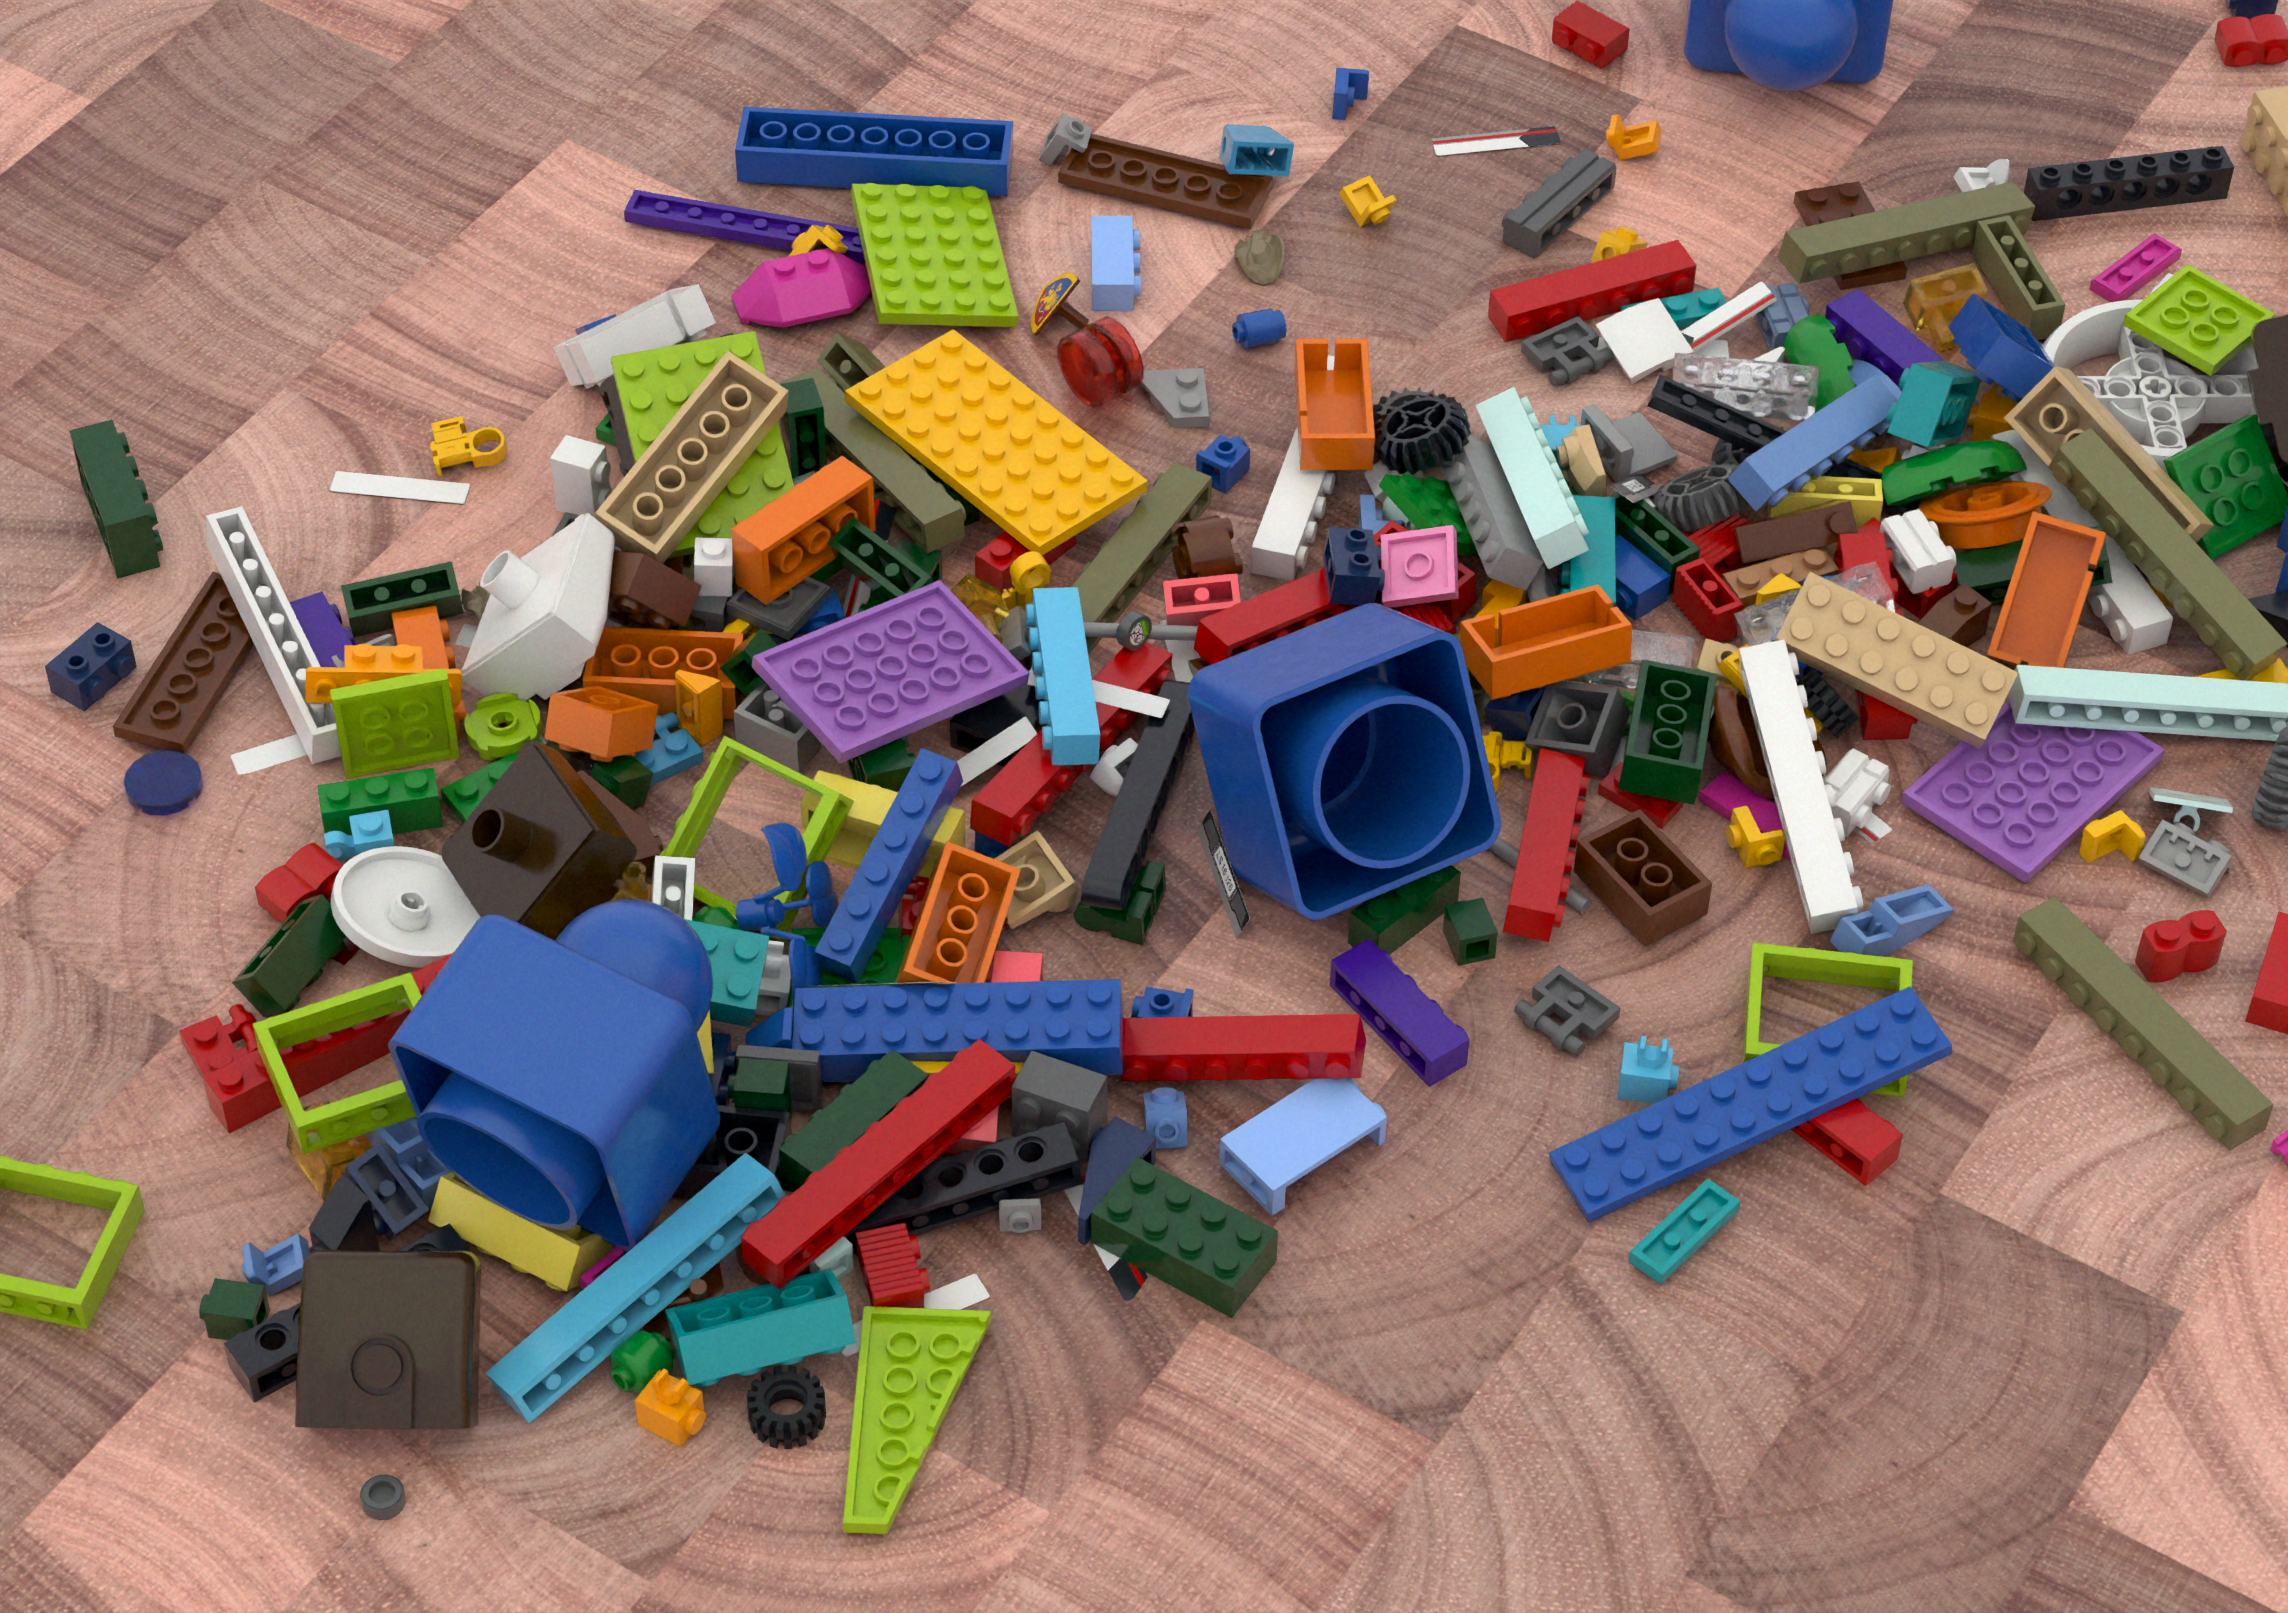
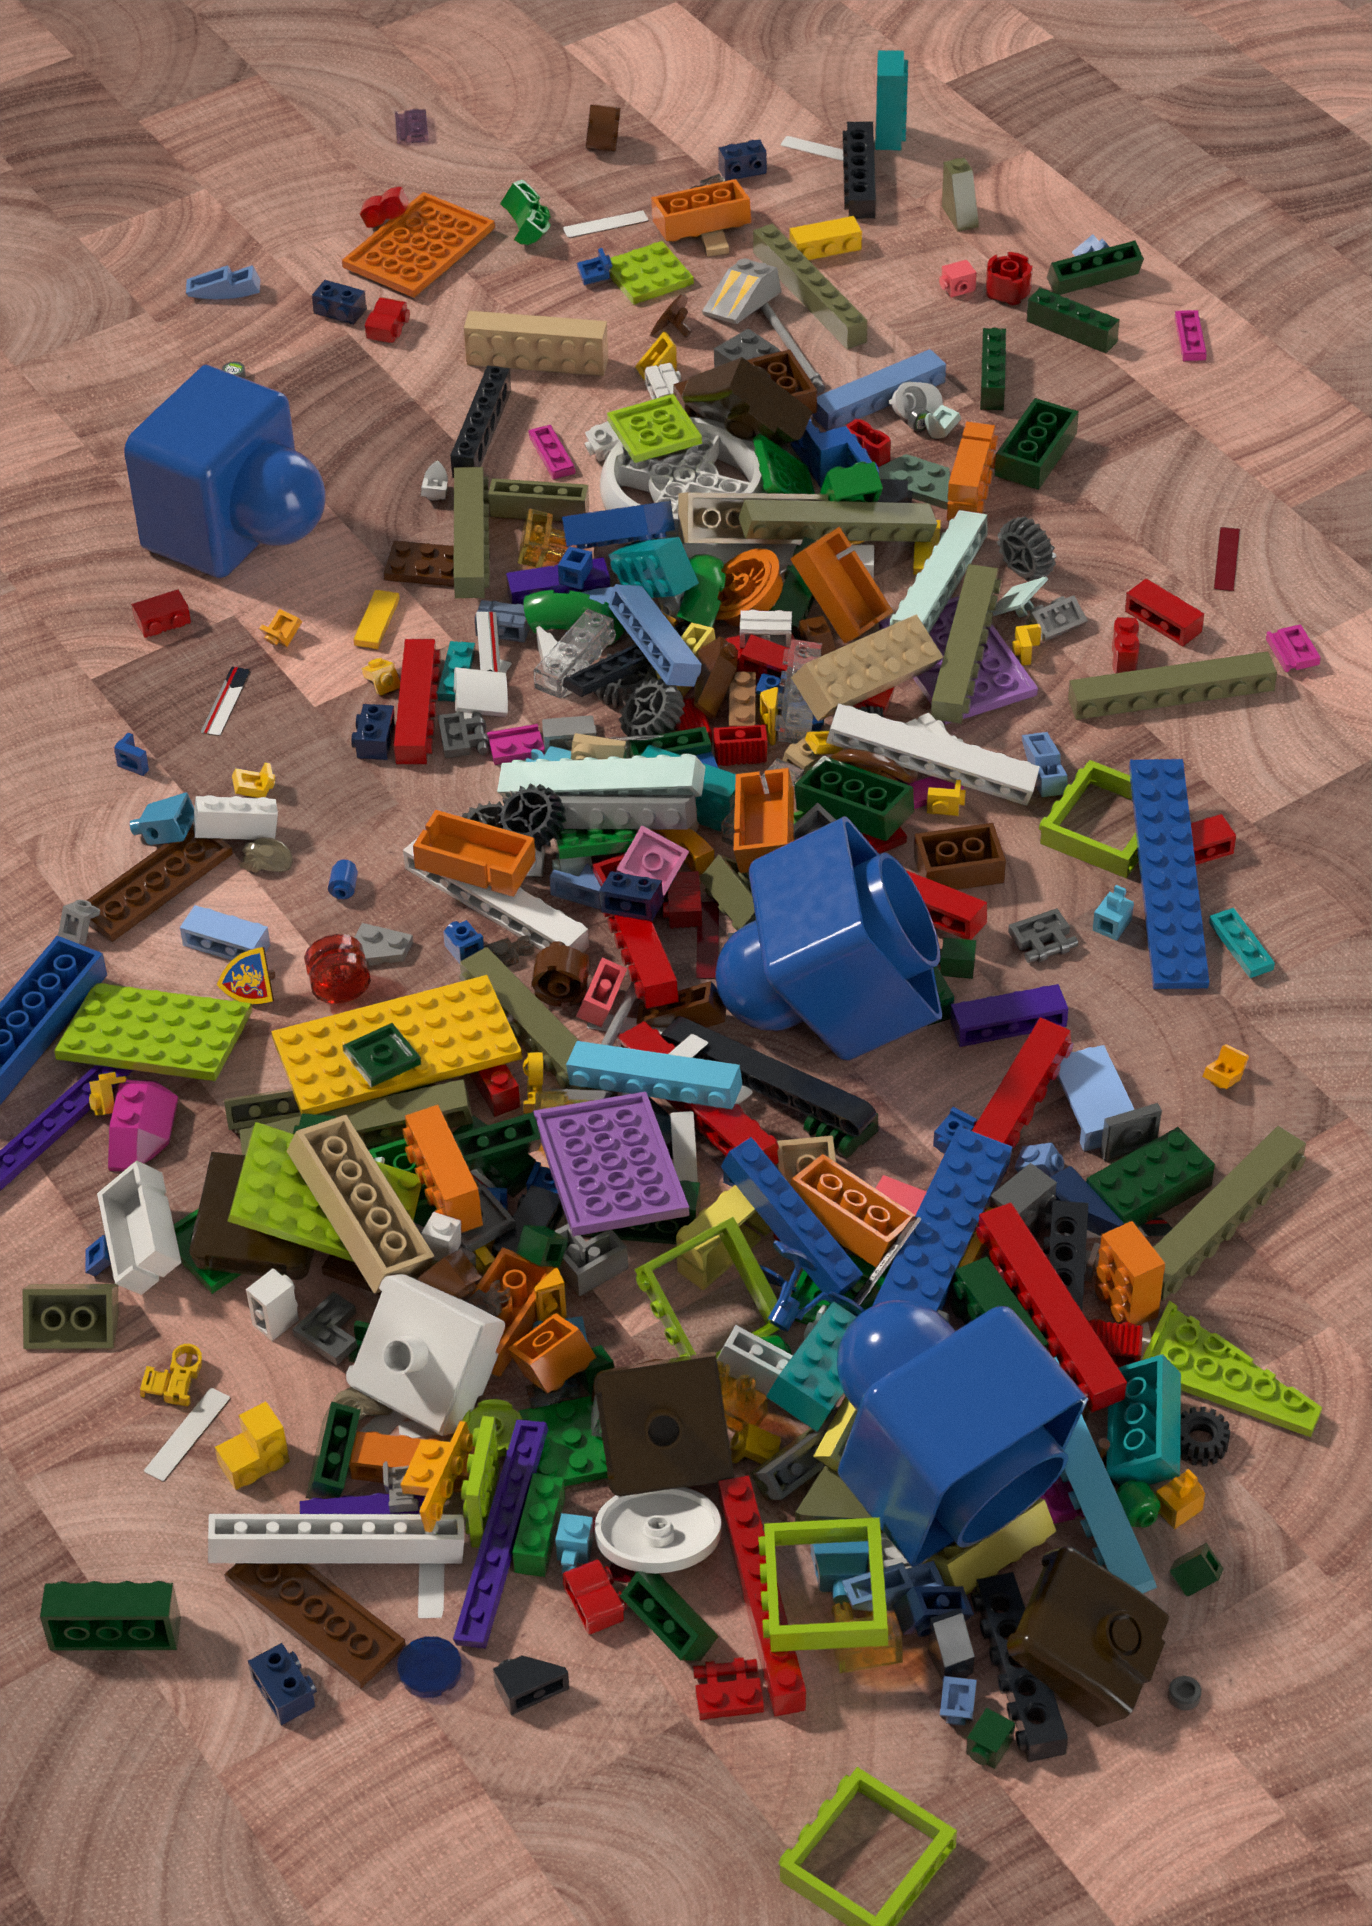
camera: 65 degrees left, 0 degrees up
(162, 865) = (528, 1682): none -> black slope
(300, 783) = (500, 1535): none -> dark purple plate
(385, 534) = (255, 1450): none -> yellow brick
(507, 334) = (70, 1316): none -> olive slope
(569, 1456) = (1196, 1569): none -> dark green panel
(636, 637) = (491, 1300): none -> clear smoke plate
(950, 420) = (381, 1054): none -> dark green plate
(982, 1238) = (1129, 1275): none -> orange brick
(1134, 630) = (622, 1029): dark grey tile -> none
(1175, 1331) = (1228, 1206): none -> olive brick
(1223, 874) = (845, 1065): sticker -> none
(1235, 505) = (509, 952): none -> clear smoke plate
(1246, 1183) = (1130, 1131): none -> dark grey plate
(1287, 201) = (235, 817): none -> white brick
(1430, 1271) = (1227, 1068): none -> light orange bracket
(1513, 266) = (374, 731): none -> dark blue brick
(1558, 203) = (319, 687): dark grey brick -> none
(1574, 394) = (514, 743): none -> dark pink plate
(1715, 215) = (376, 619): none -> yellow tile
(1900, 337) = (575, 567): none -> blue brick
(2046, 763) = (965, 644): none -> olive brick
(2237, 546) = (853, 483): none -> green brick

